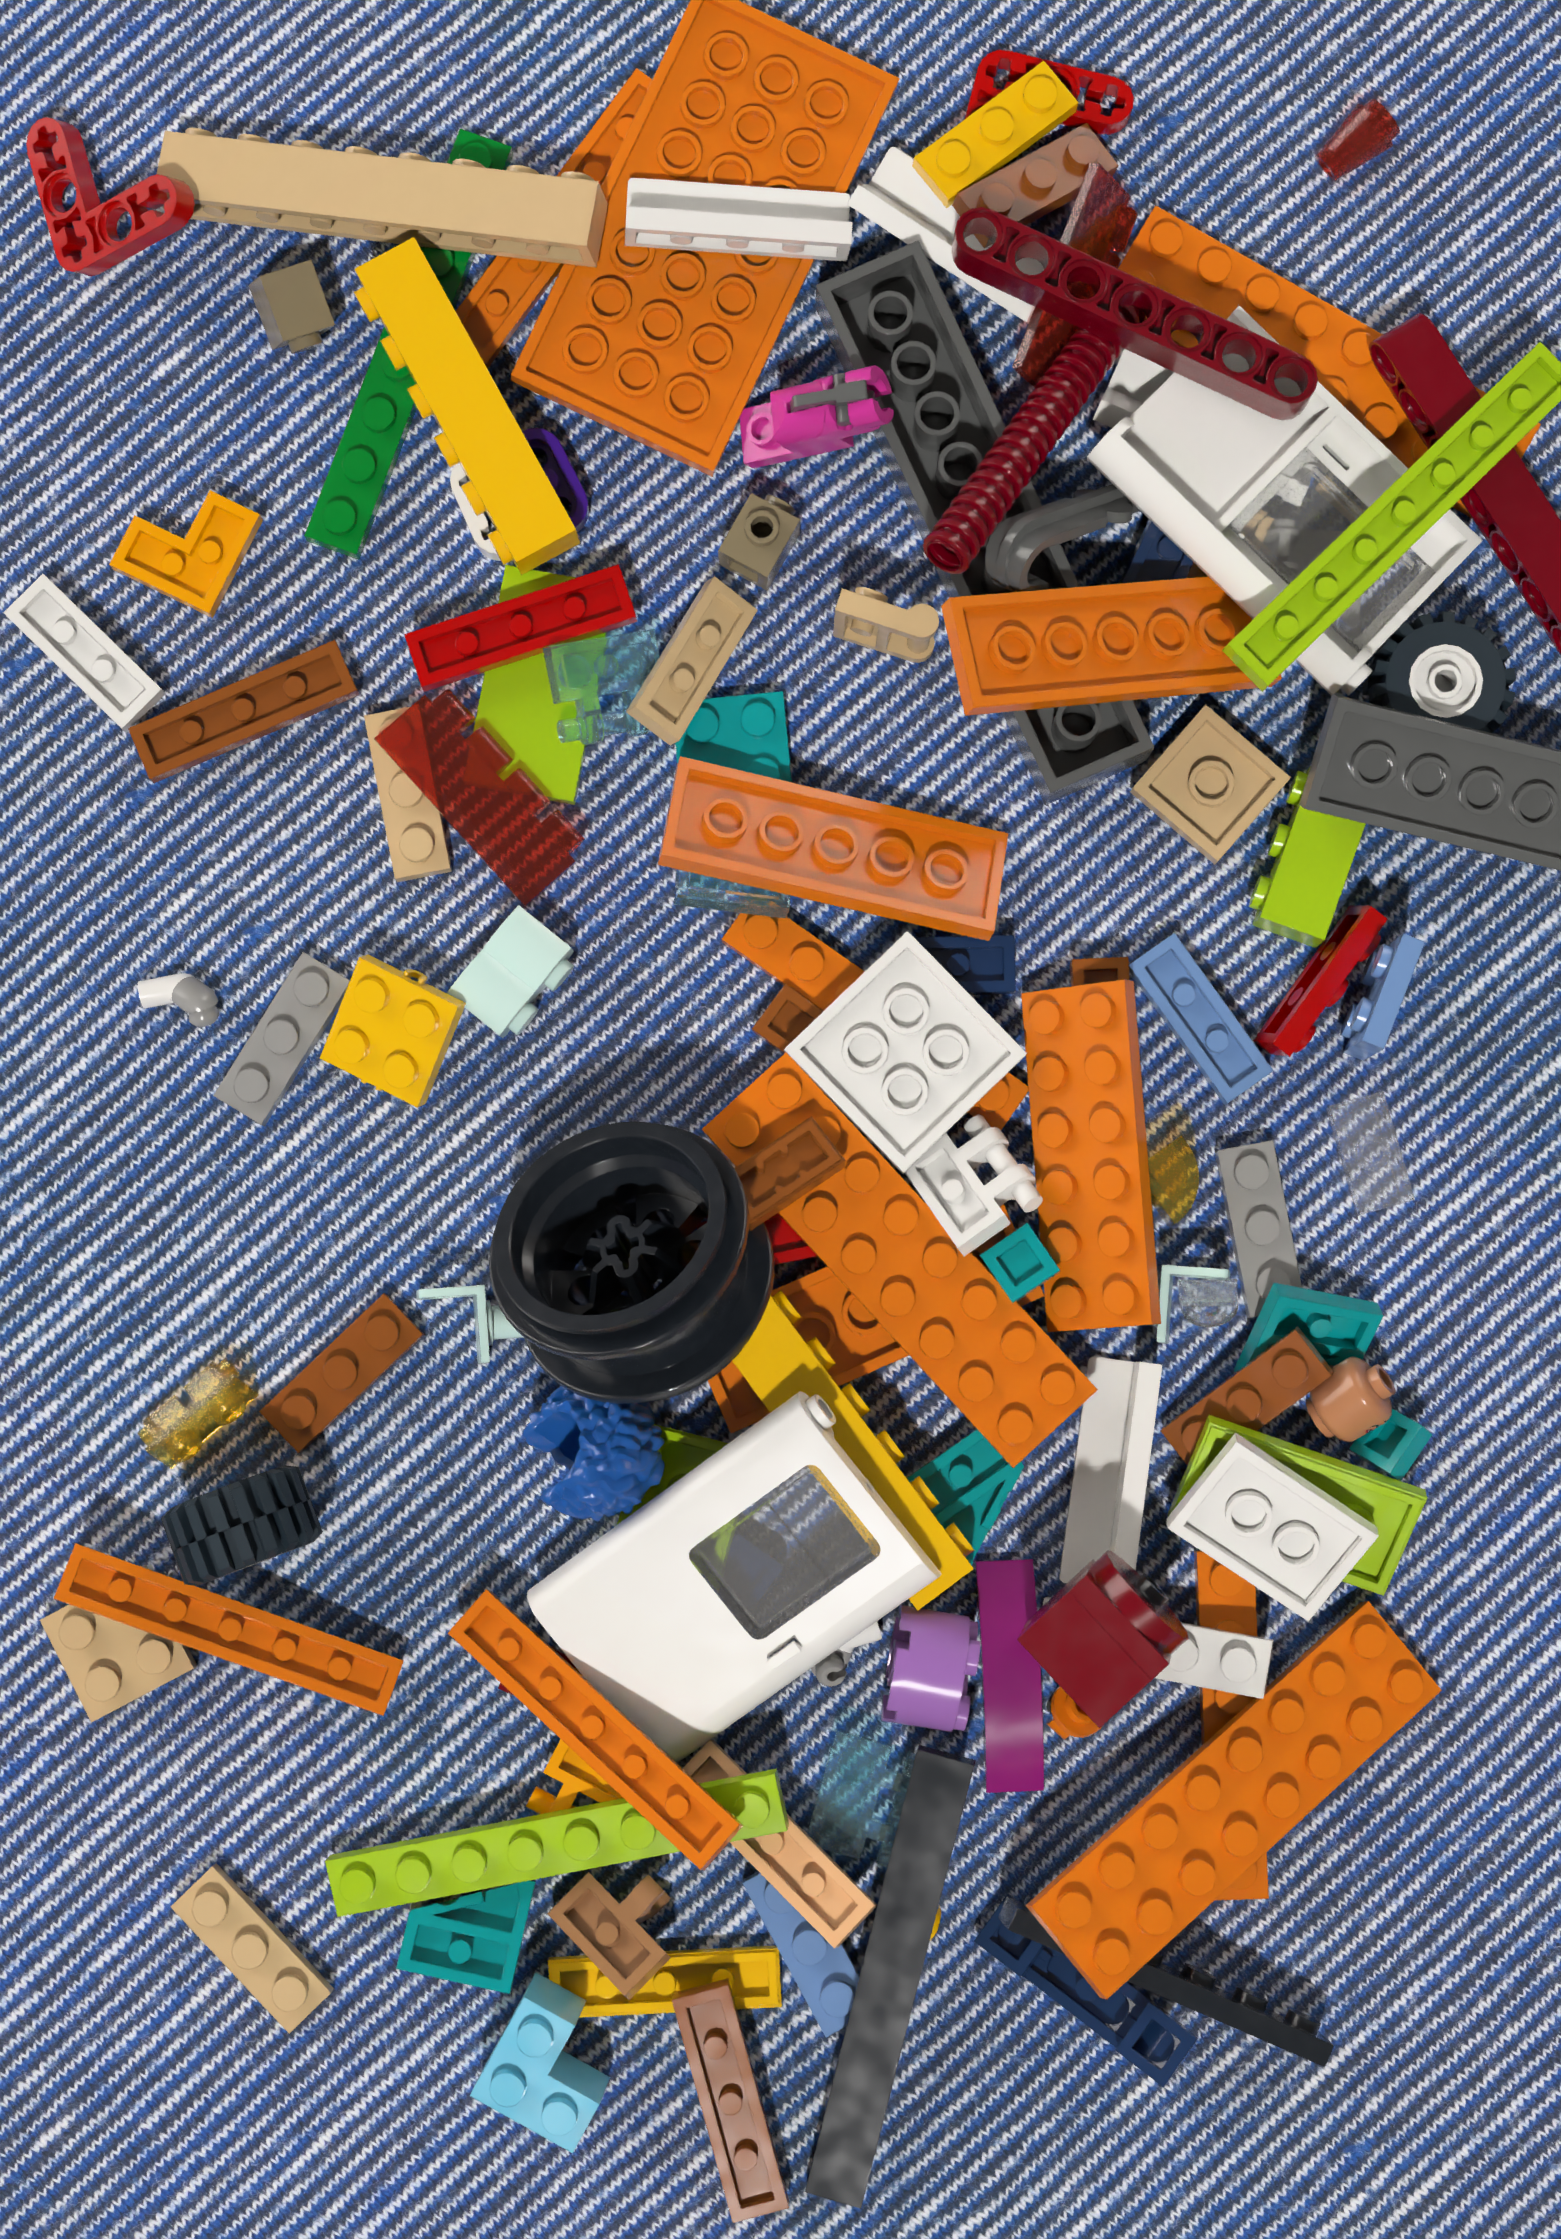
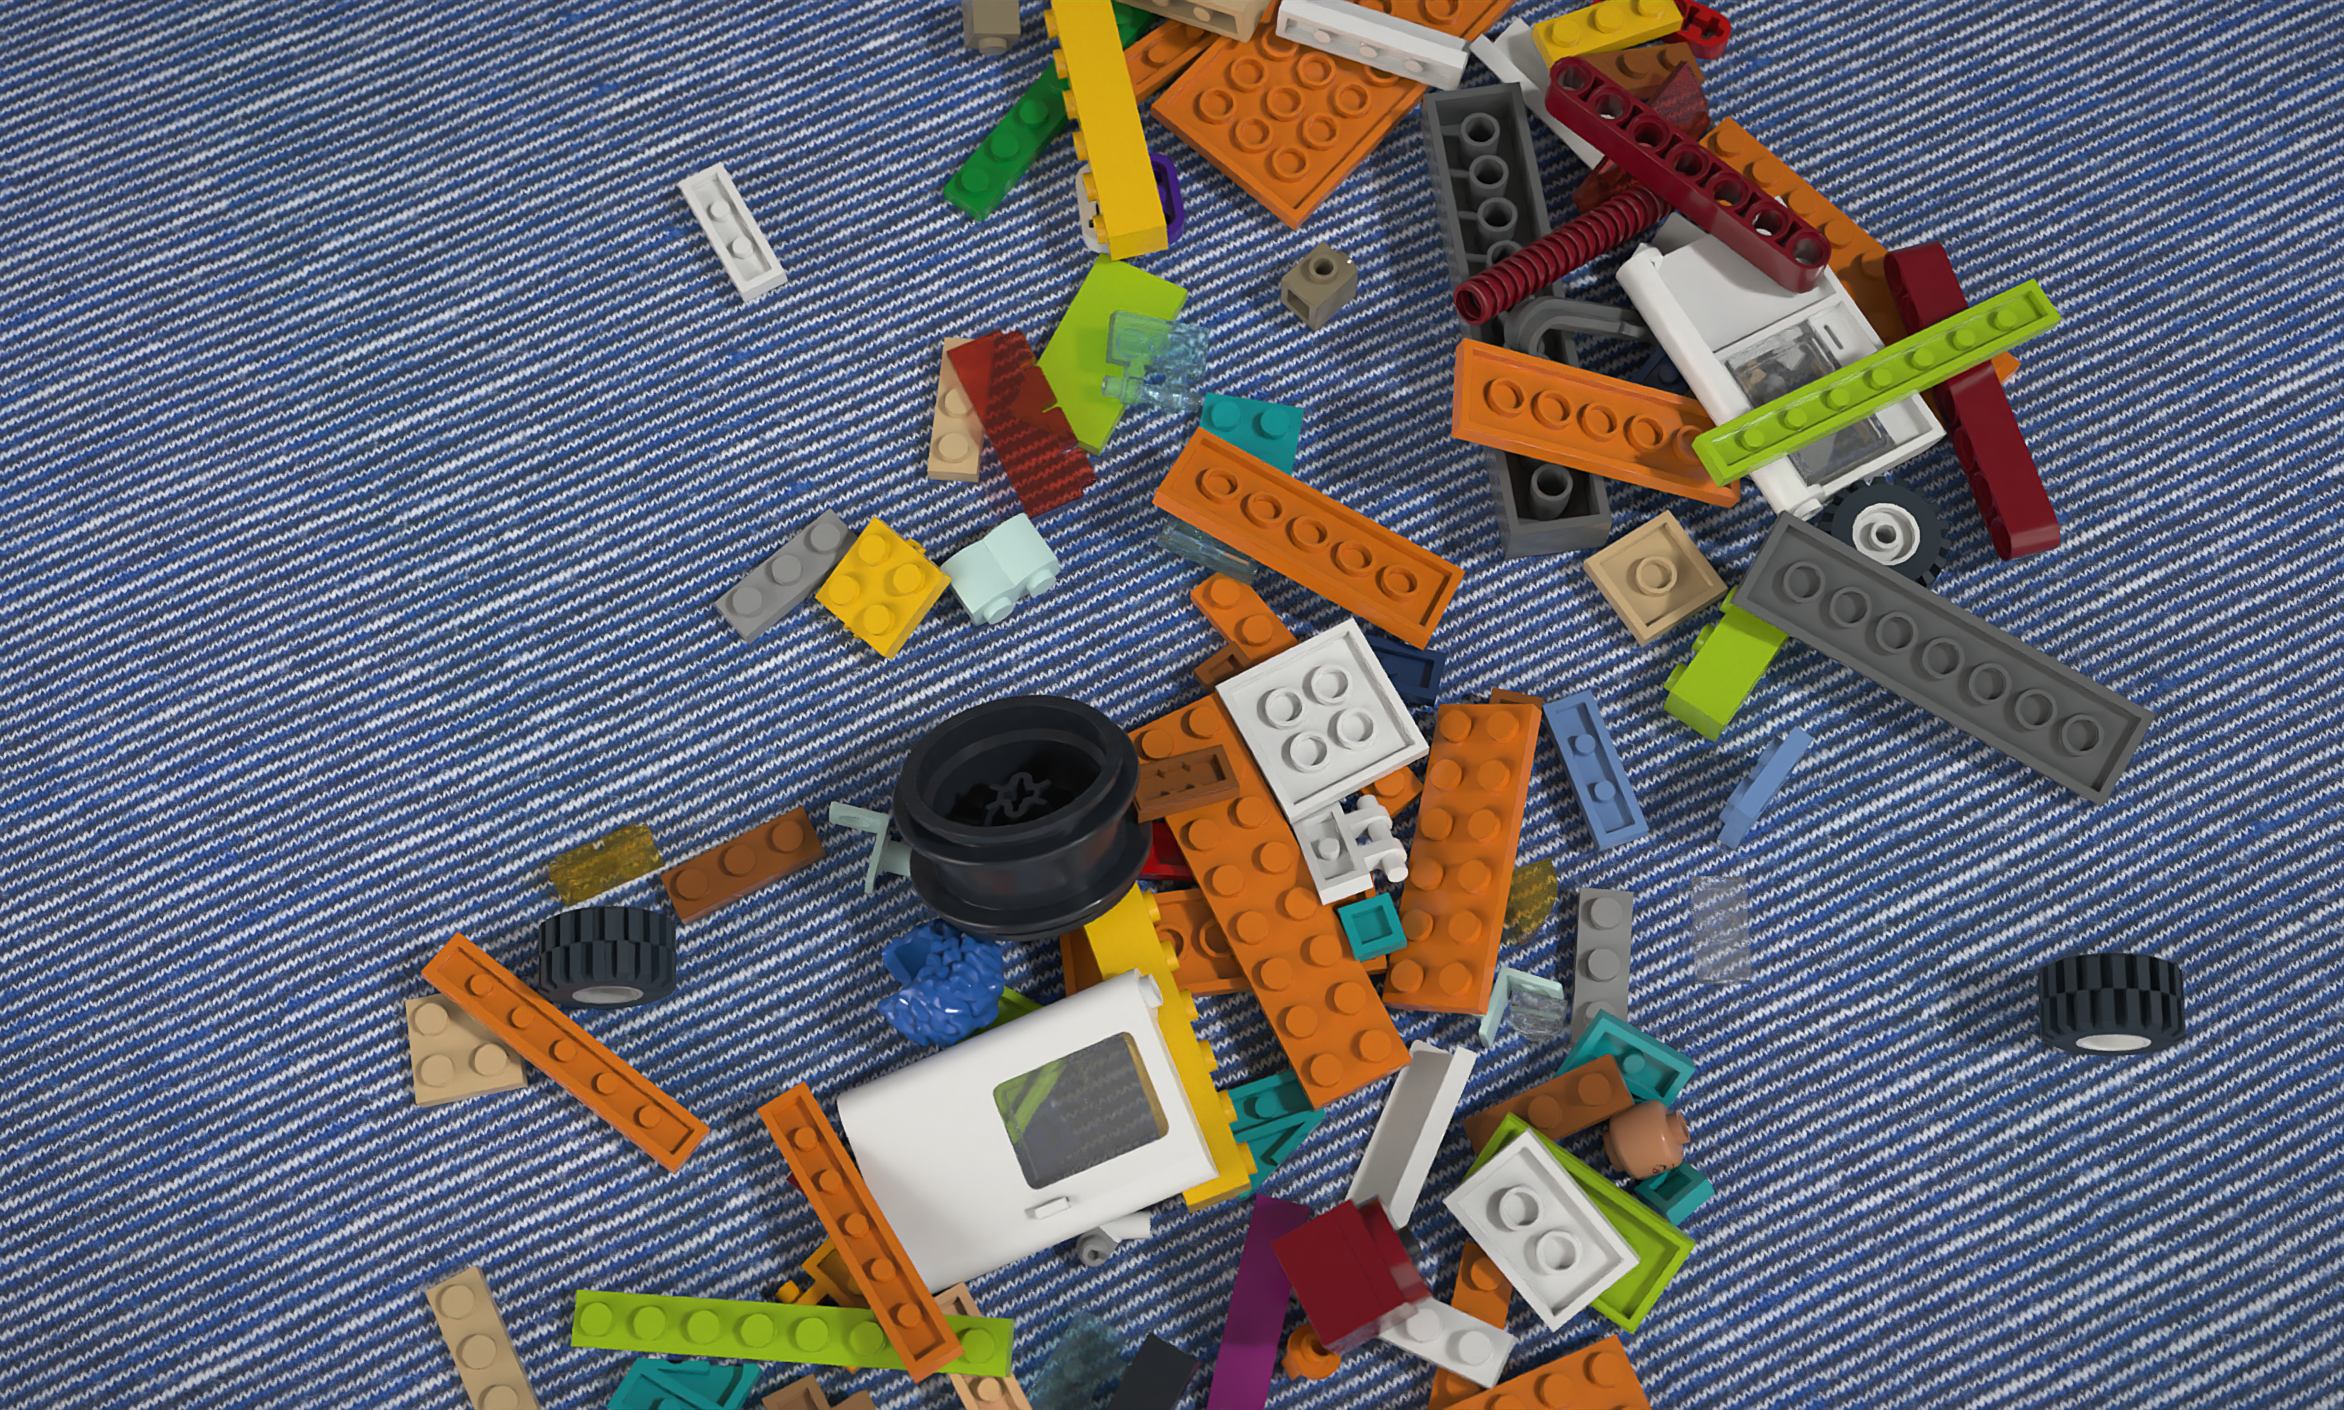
camera: 20 degrees right, 15 degrees down
(185, 992) = (717, 513): light grey arm -> none
(192, 568) = (849, 190): light orange plate -> none
(243, 711) = (846, 308): dark orange plate -> none
(520, 627) = (1094, 296): red plate -> none
(692, 661) = (1232, 360): tan plate -> none
(814, 417) = (1394, 194): dark pink plate -> none
(875, 624) = (1390, 368): tan plate -> none
(929, 1669) = (1182, 1268): medium lavender brick -> none
(1321, 981) = (1713, 767): red plate -> none
(1358, 139) = (1915, 107): clear red cone -> none

